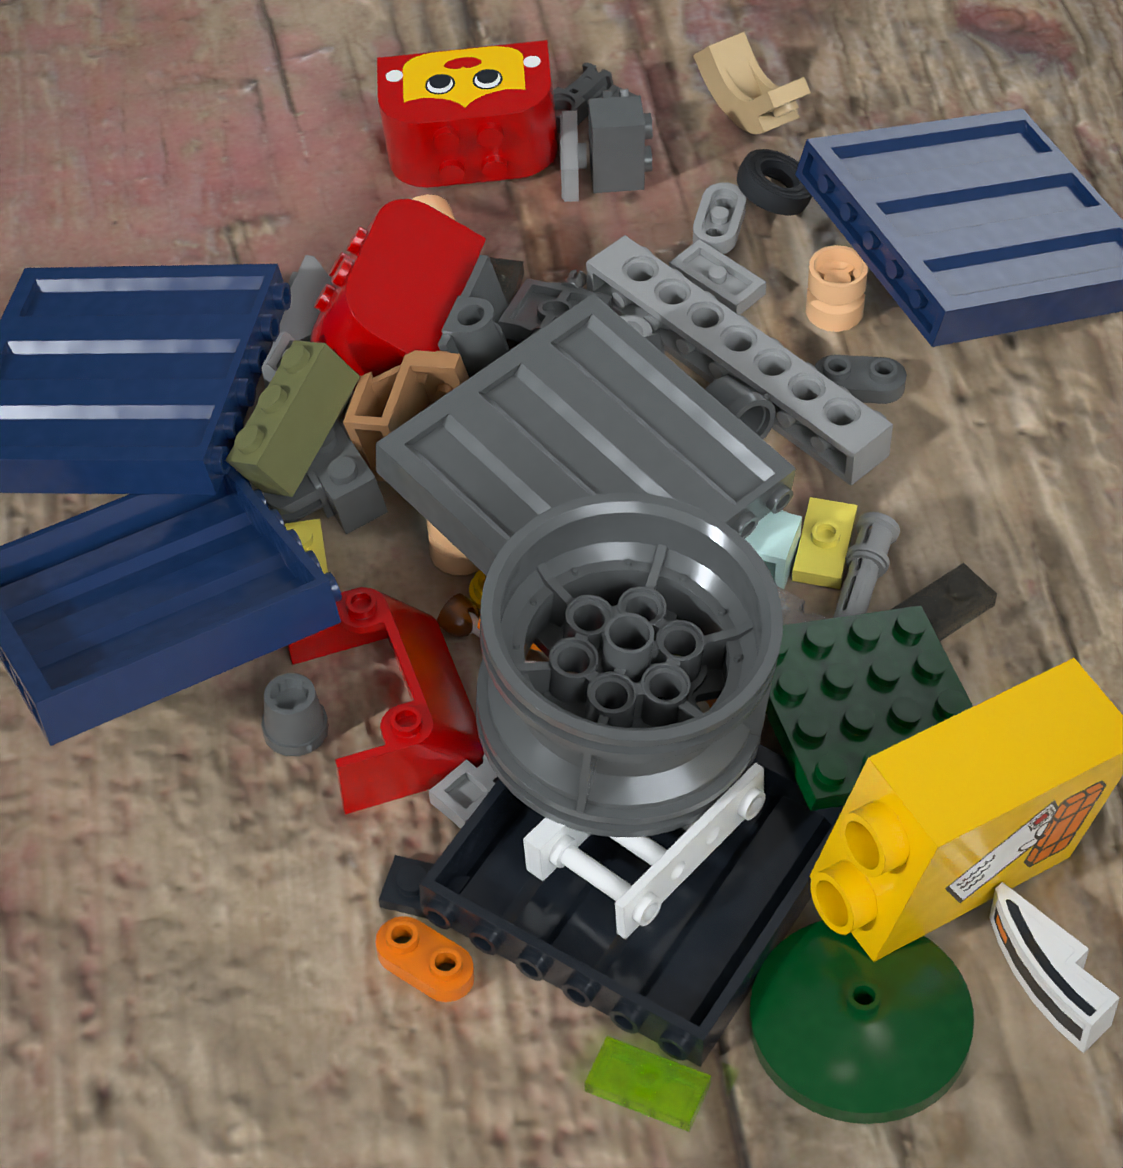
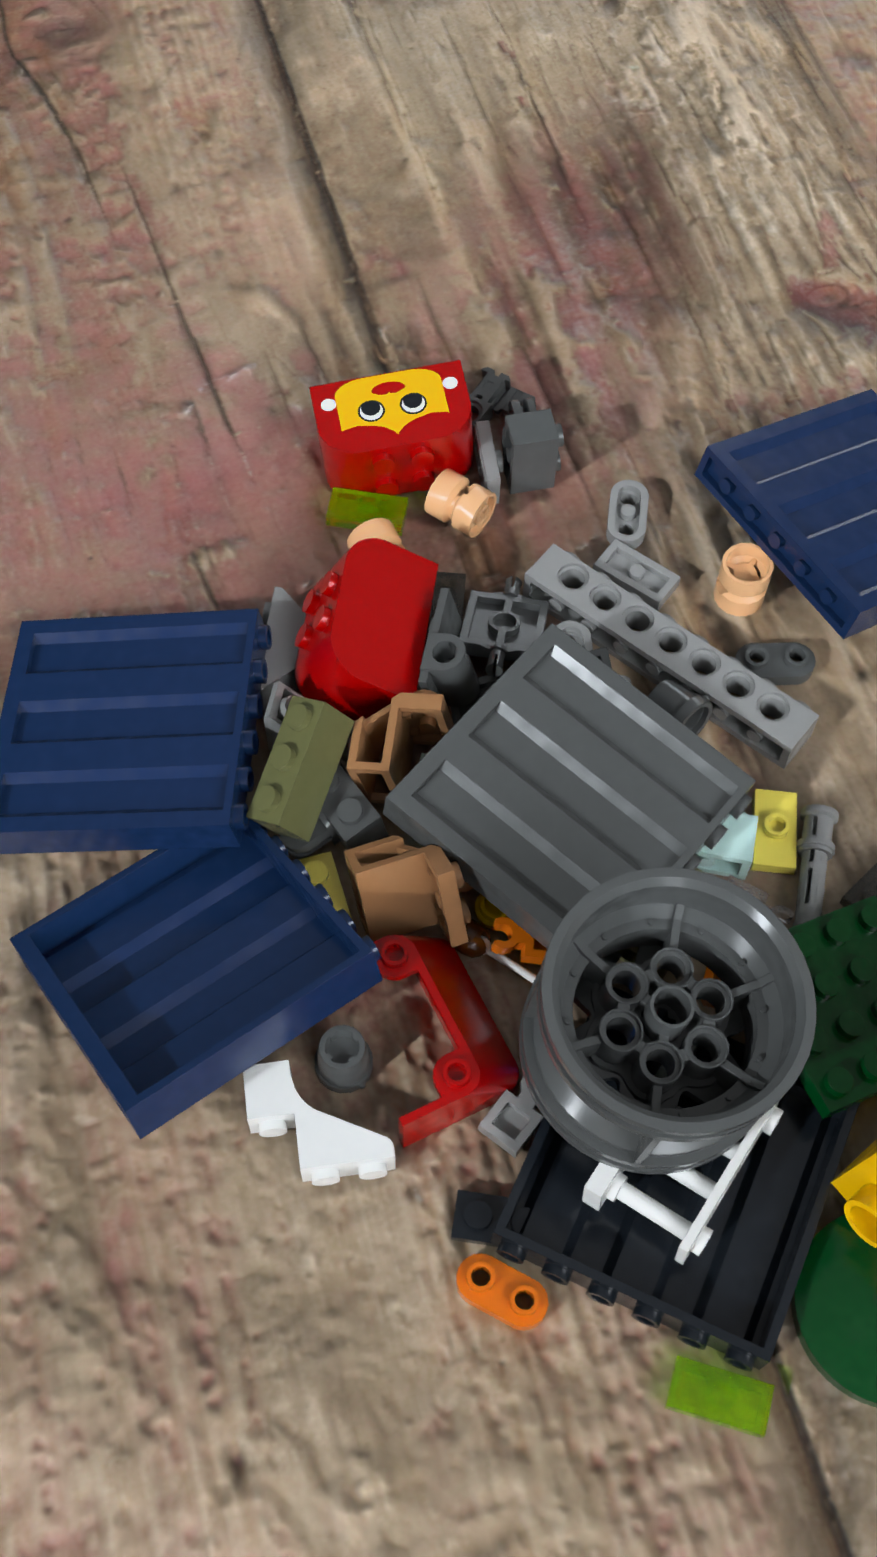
camera: 10 degrees left, 10 degrees up
(256, 794) = (325, 1143): none -> white arch
(391, 548) = (407, 889): none -> medium nougat piece
(408, 185) = (353, 507): none -> clear neon green plate
(531, 192) = (457, 501): none -> light nougat wheel
(744, 89) = (628, 386): tan arch -> none
(767, 195) = (661, 486): black tyre -> none

